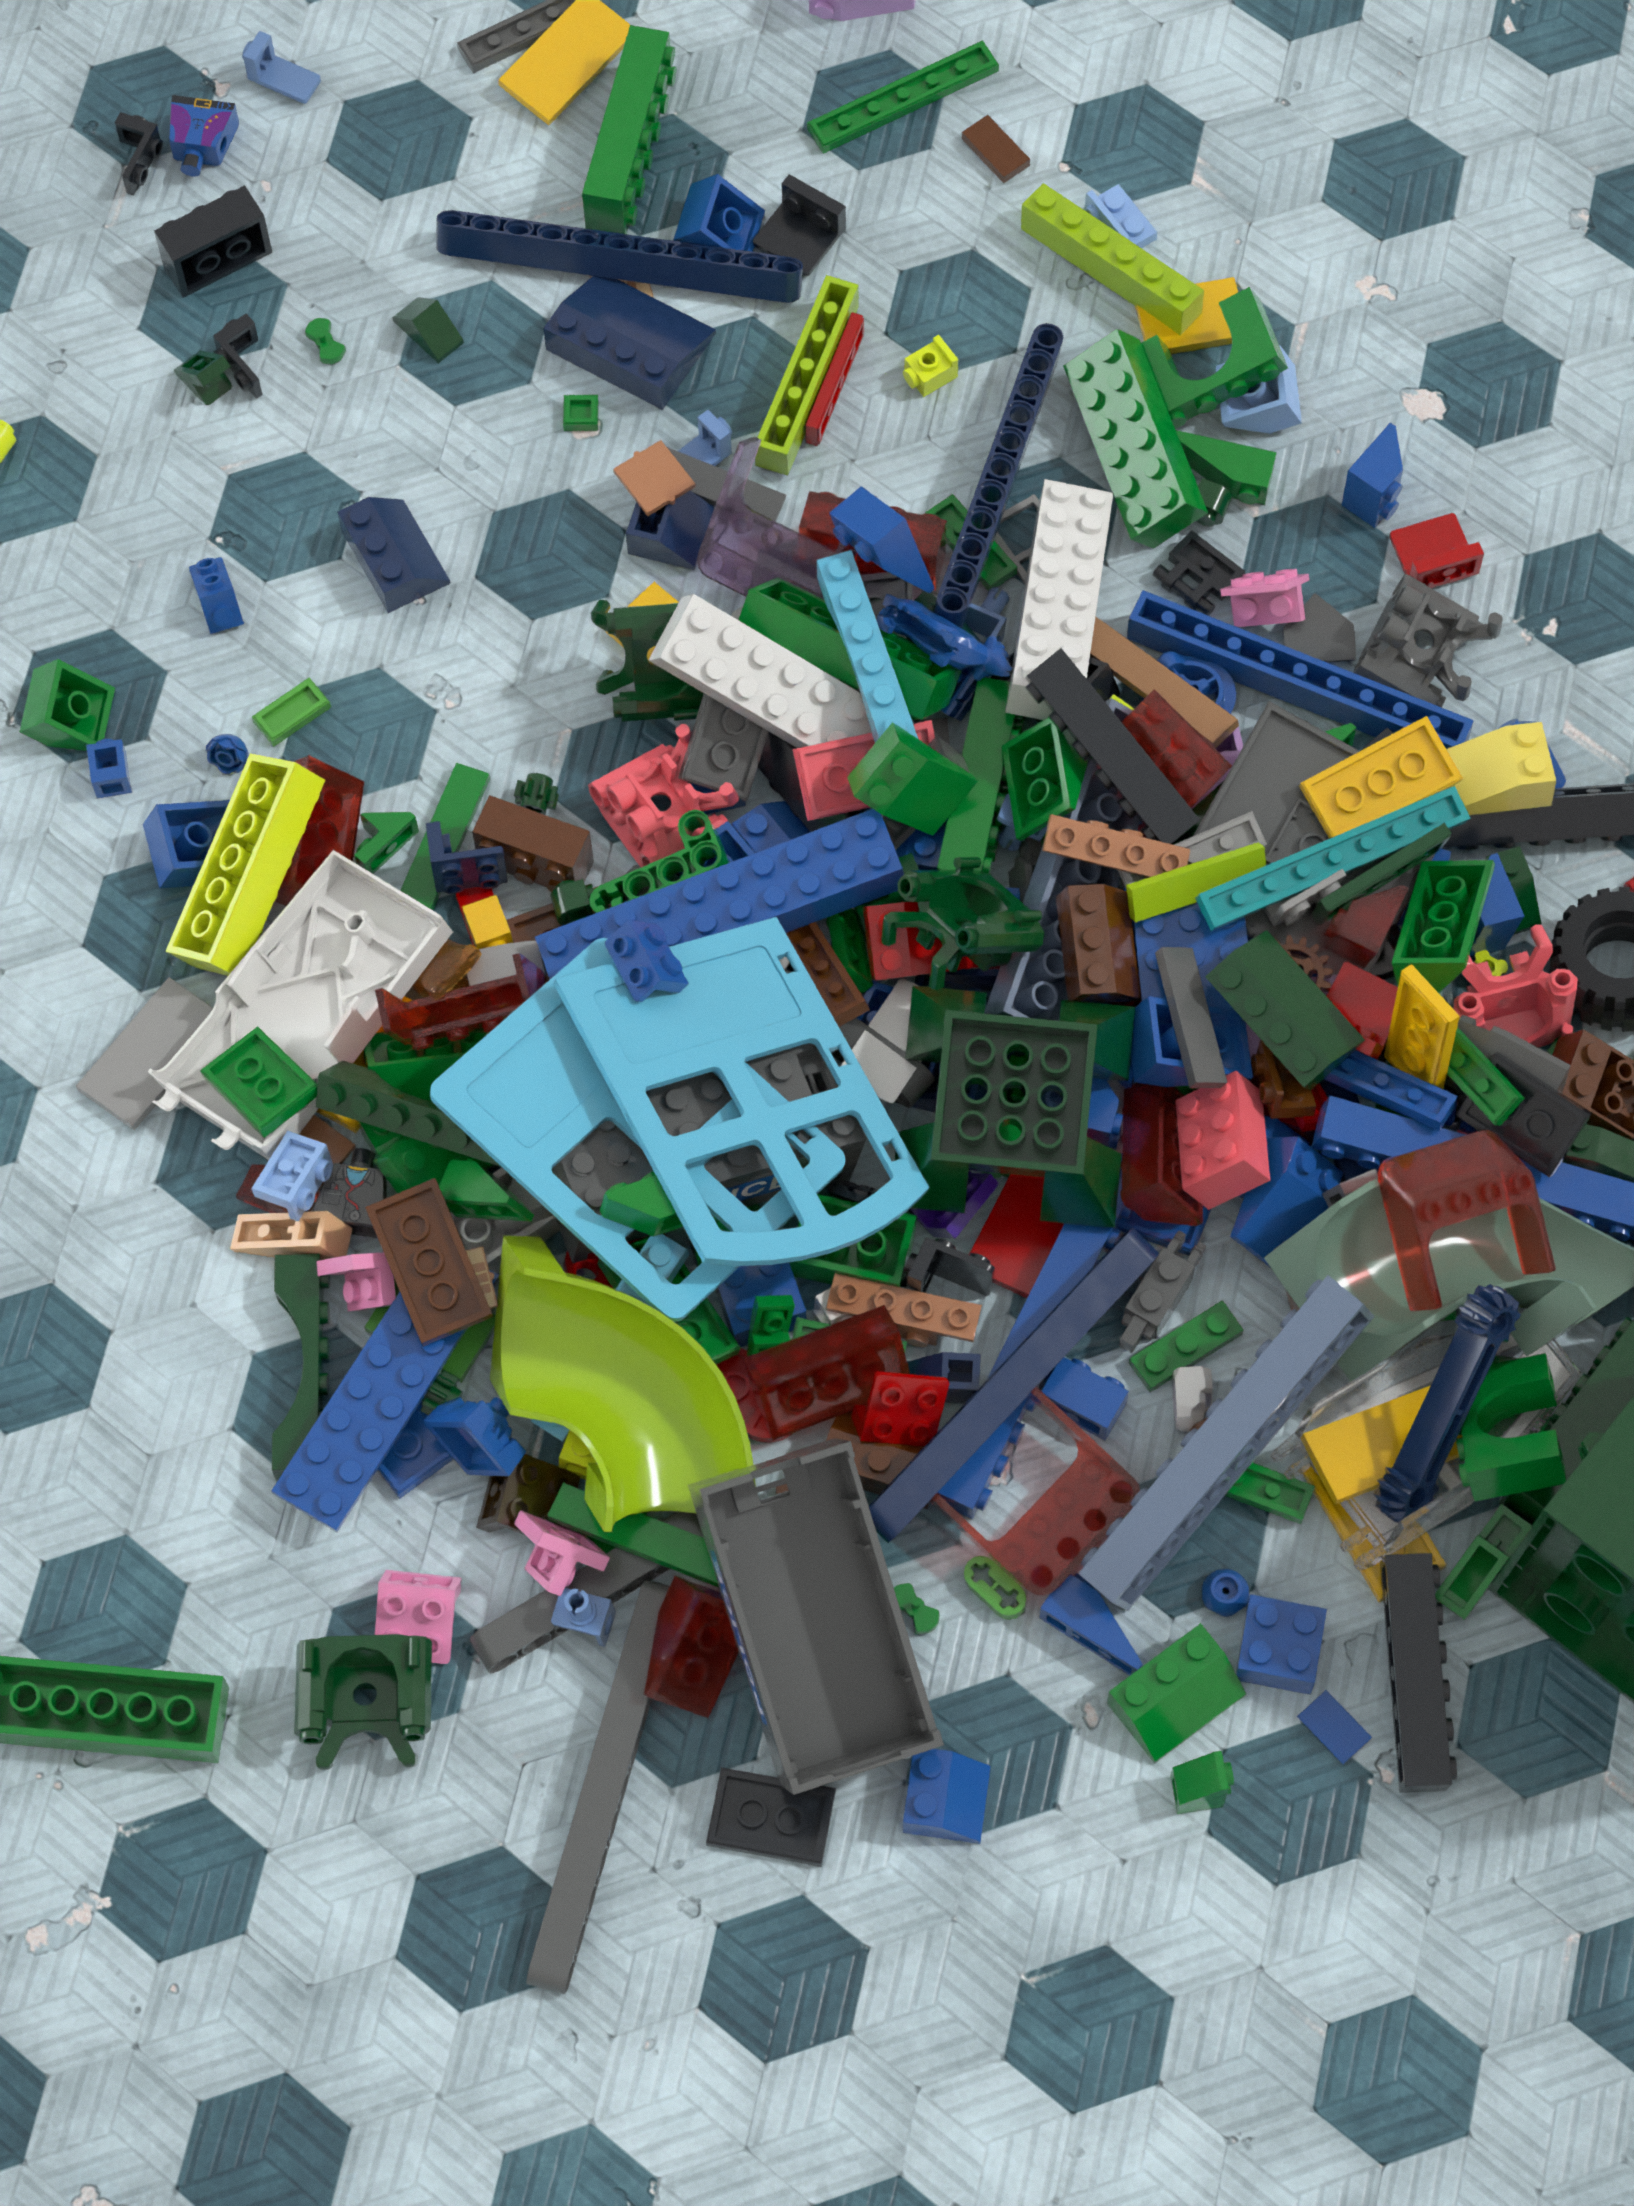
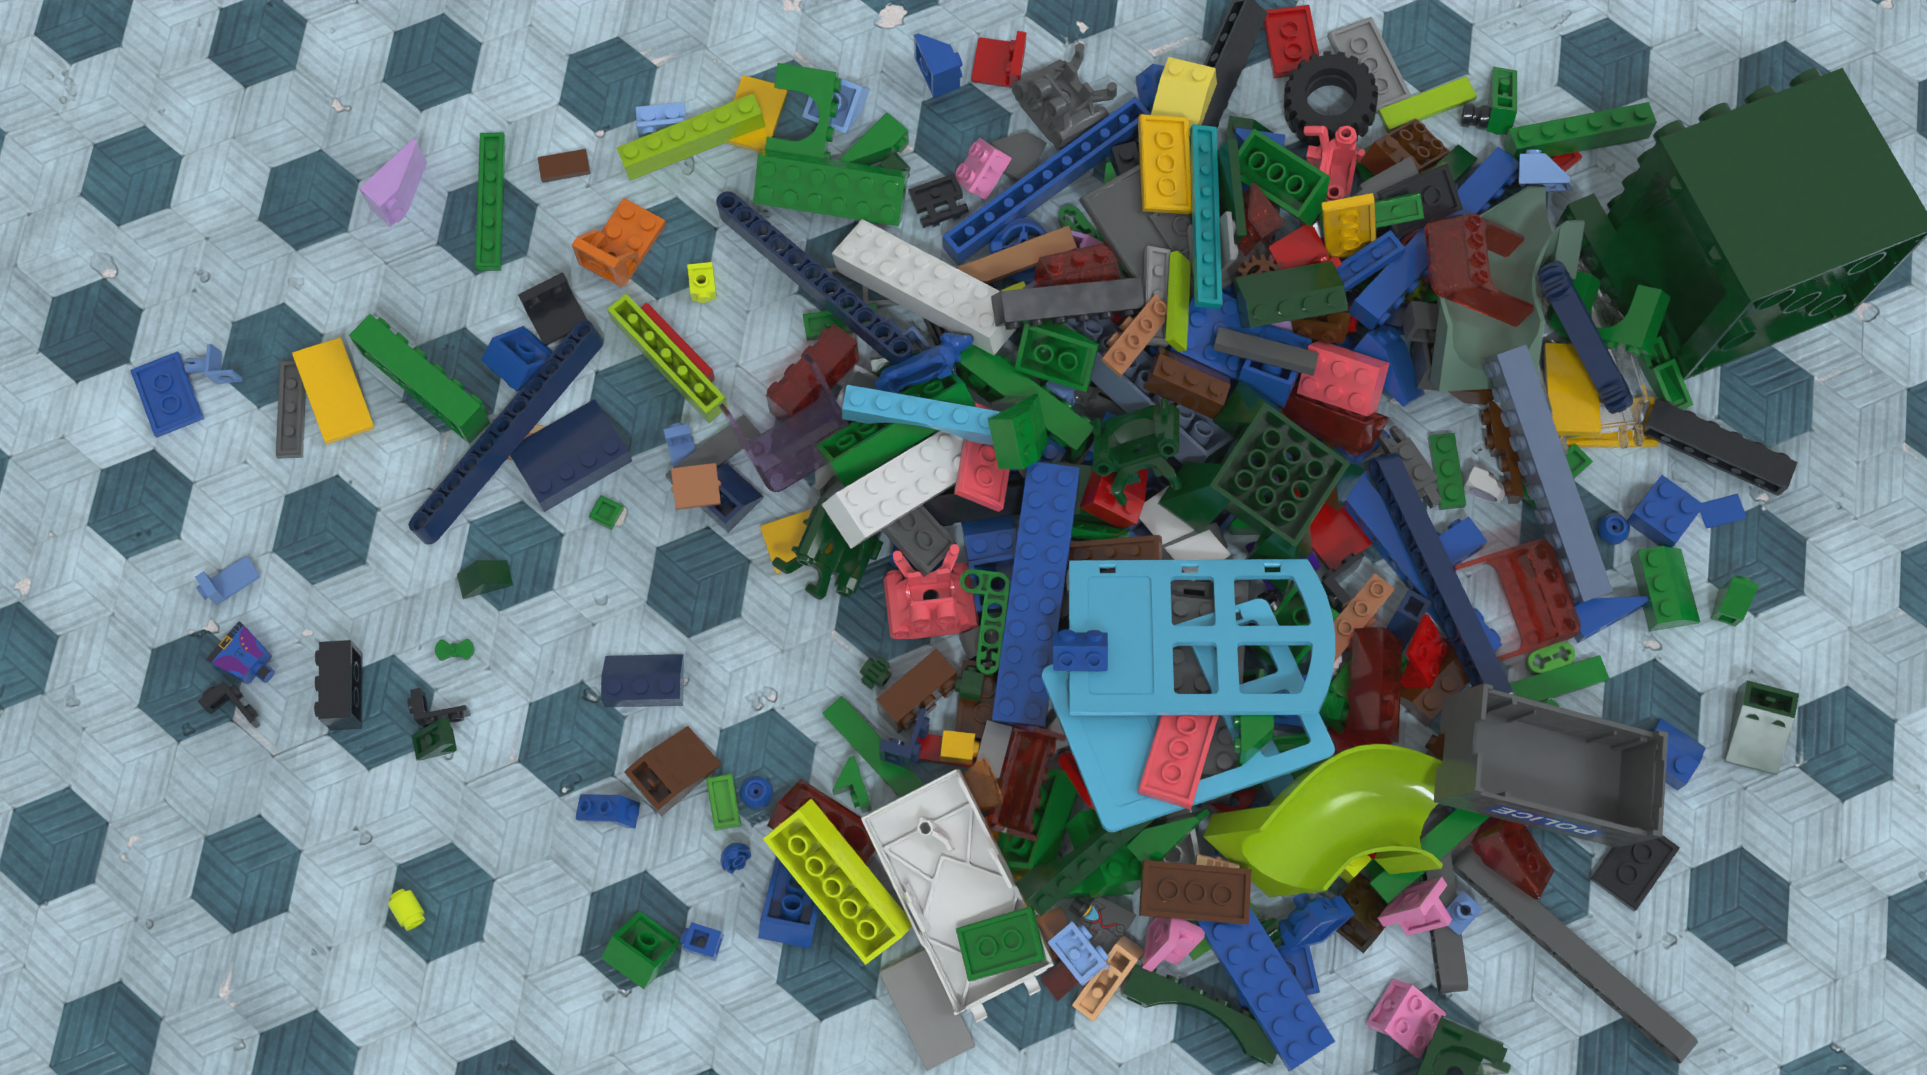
camera: 65 degrees left, 5 degrees up
(296, 633) = (672, 770): none -> reddish brown slope
(324, 749) = (756, 800): none -> blue plate
(565, 1134) = (1177, 758): none -> coral tile
(880, 537) = (845, 362): blue slope -> none
(925, 258) = (620, 244): none -> orange bracket
(955, 1599) = (1562, 680): none -> green tile
(1042, 1896) = (1760, 726): none -> slope

